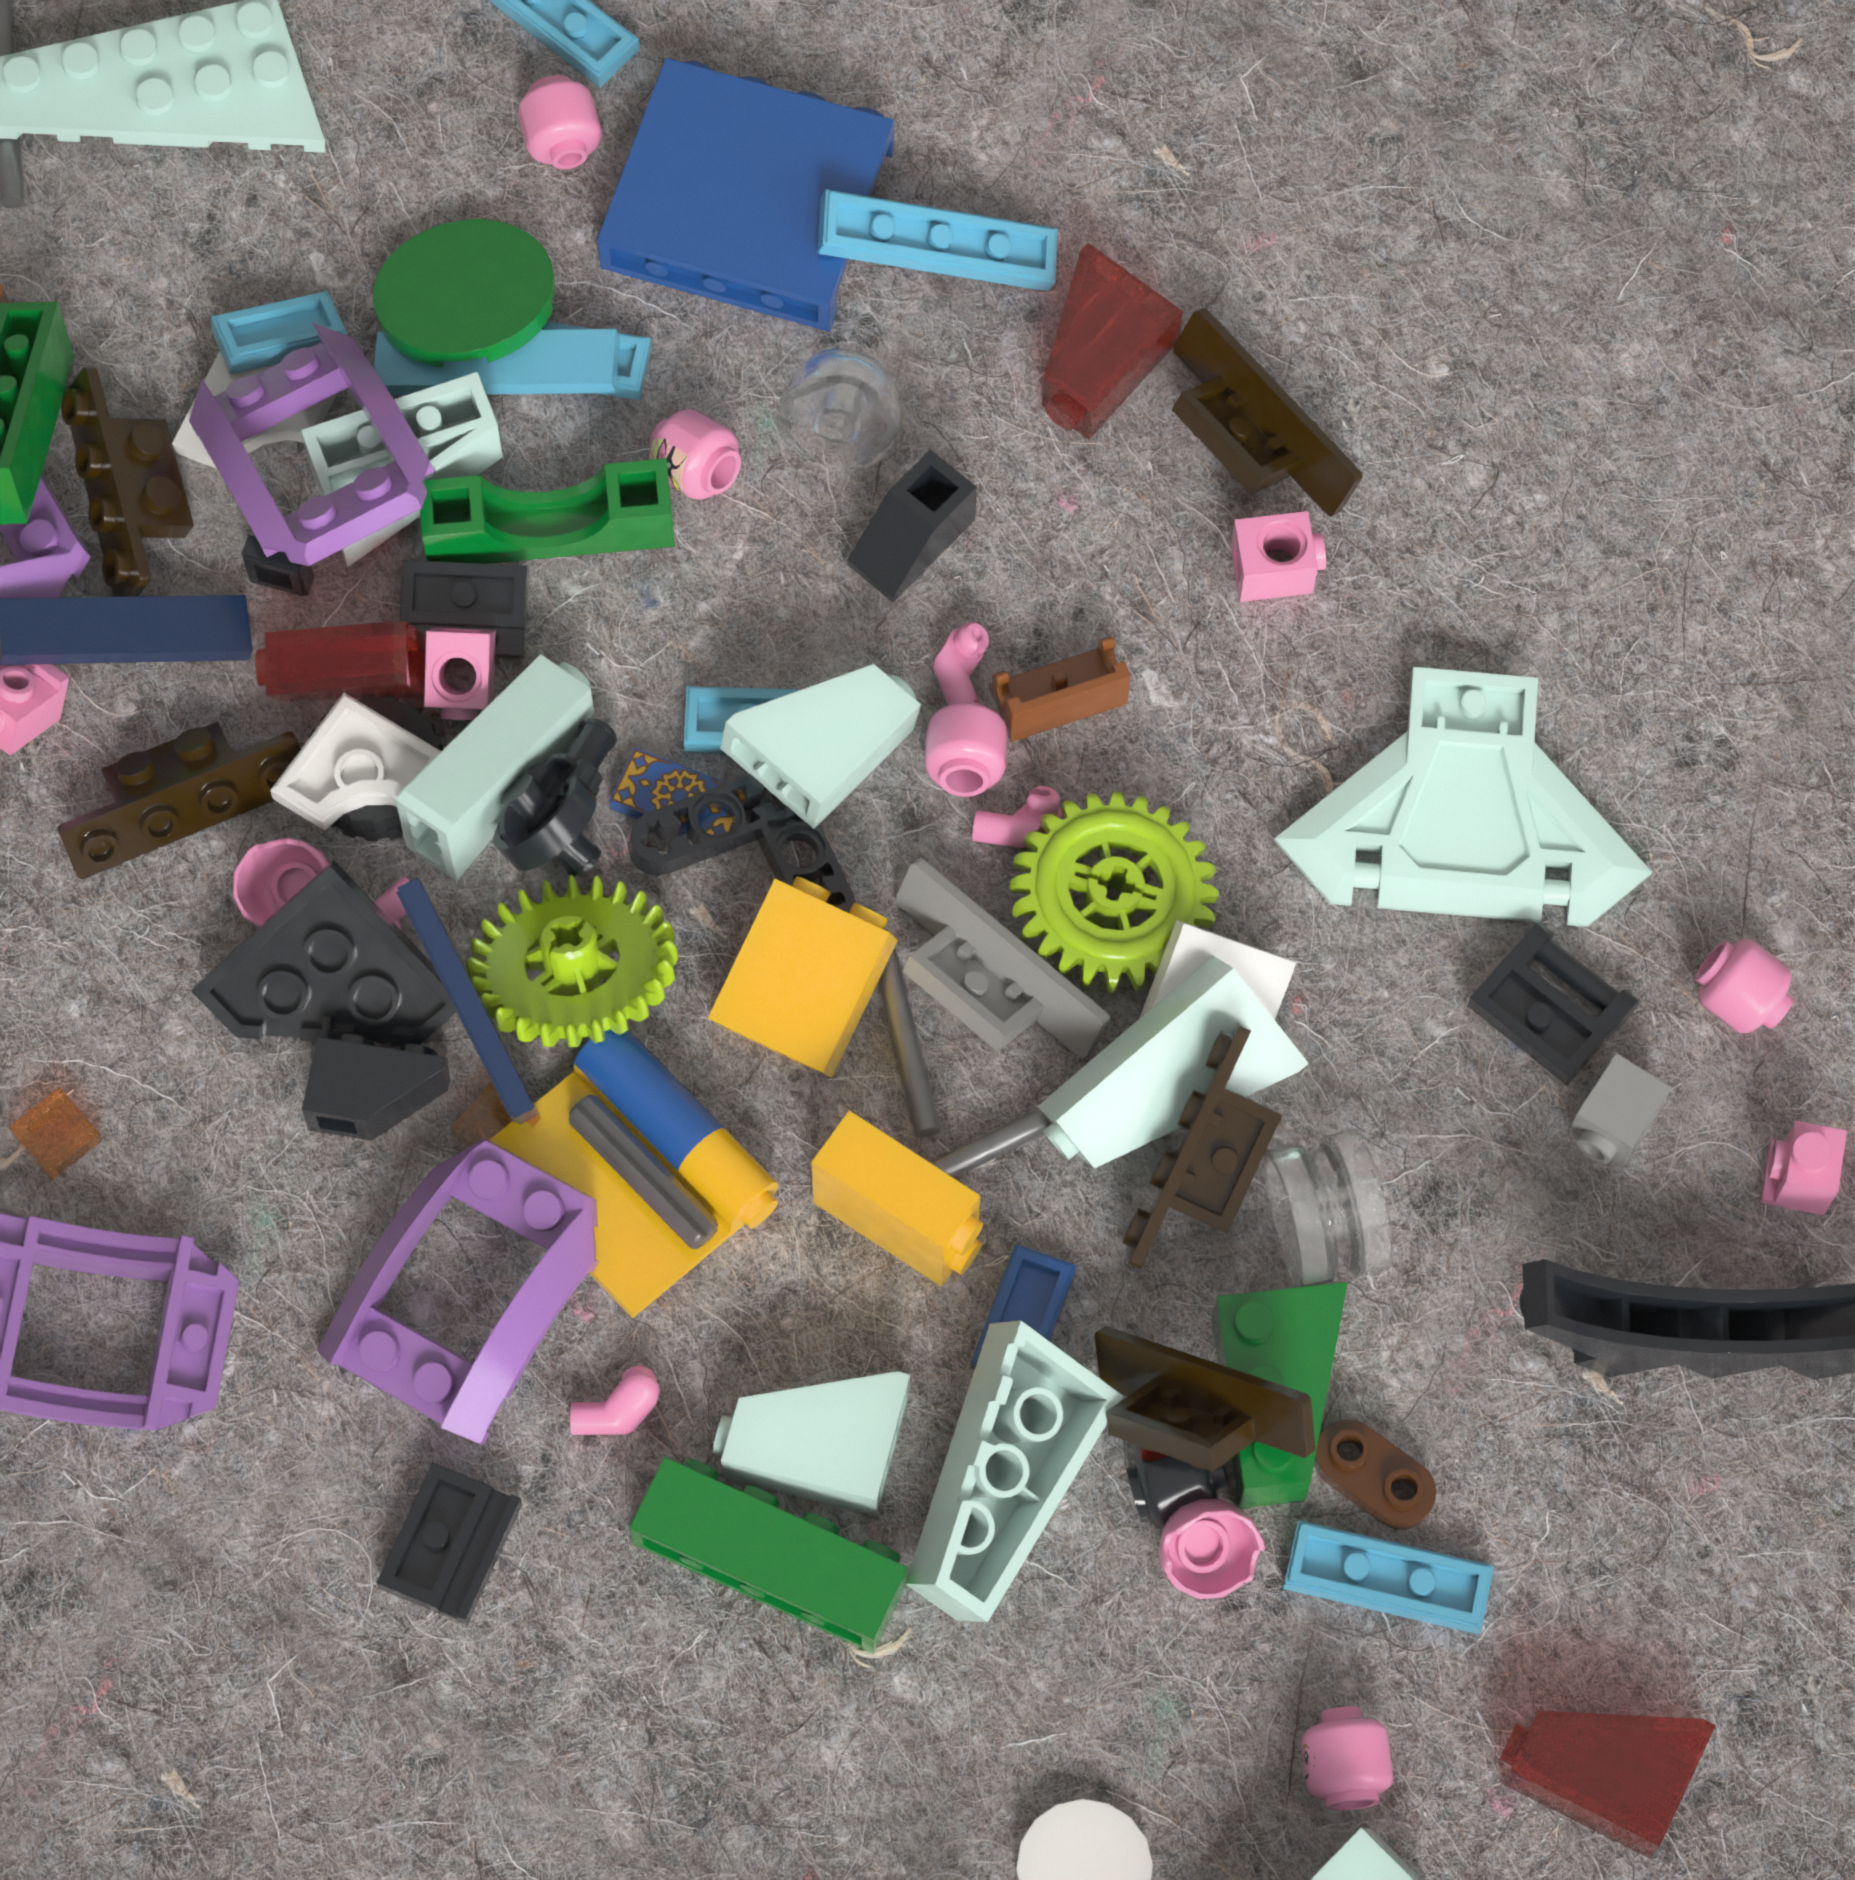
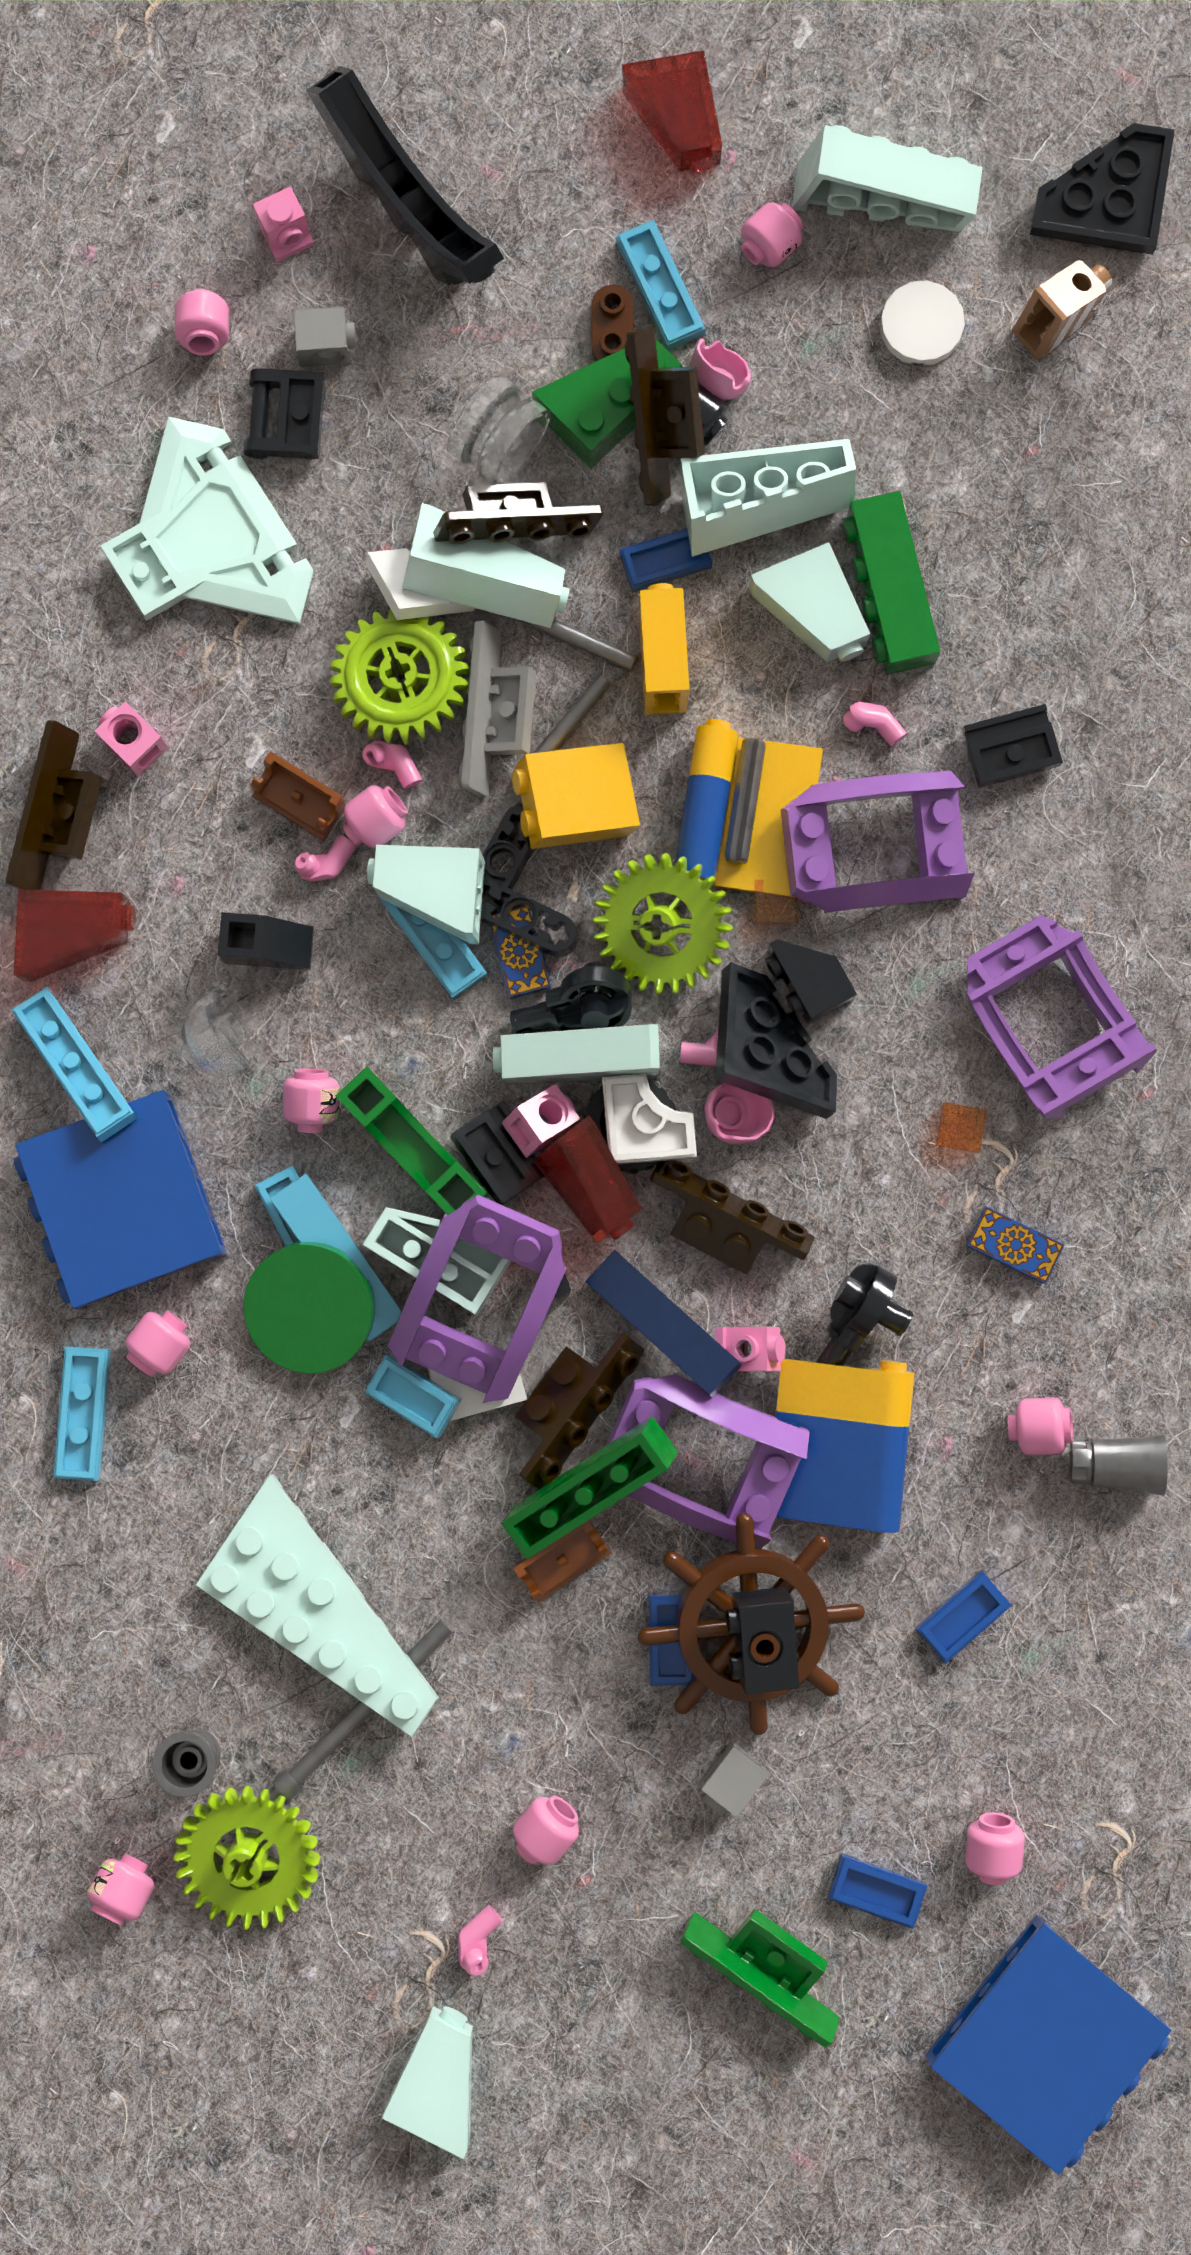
camera: 125 degrees left, 15 degrees up
(467, 1001) = (734, 950): dark blue tile -> none

